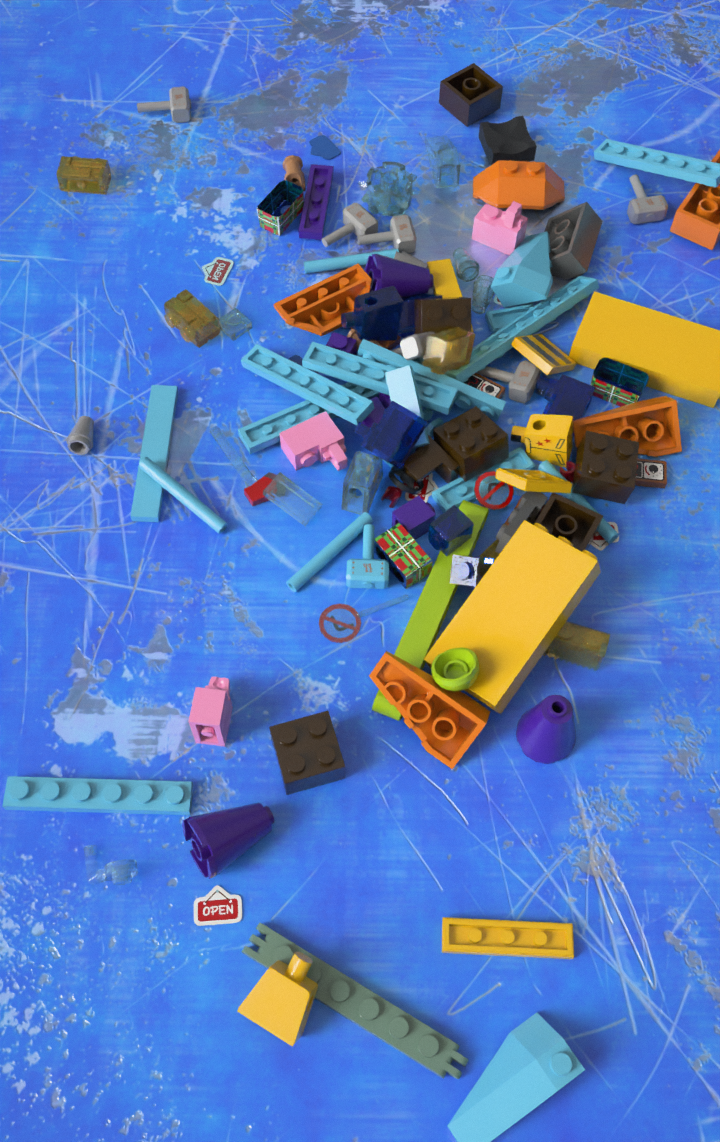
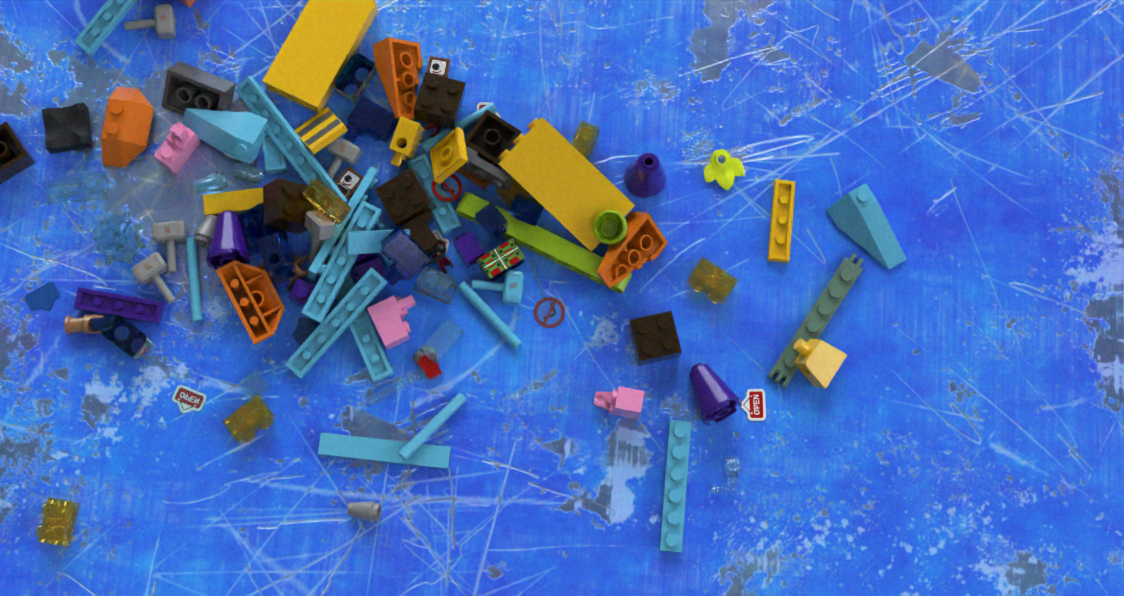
camera: 90 degrees left, 15 degrees up
(399, 831) = (712, 281): none -> clear yellow brick
(571, 846) = (724, 172): none -> neon yellow plate

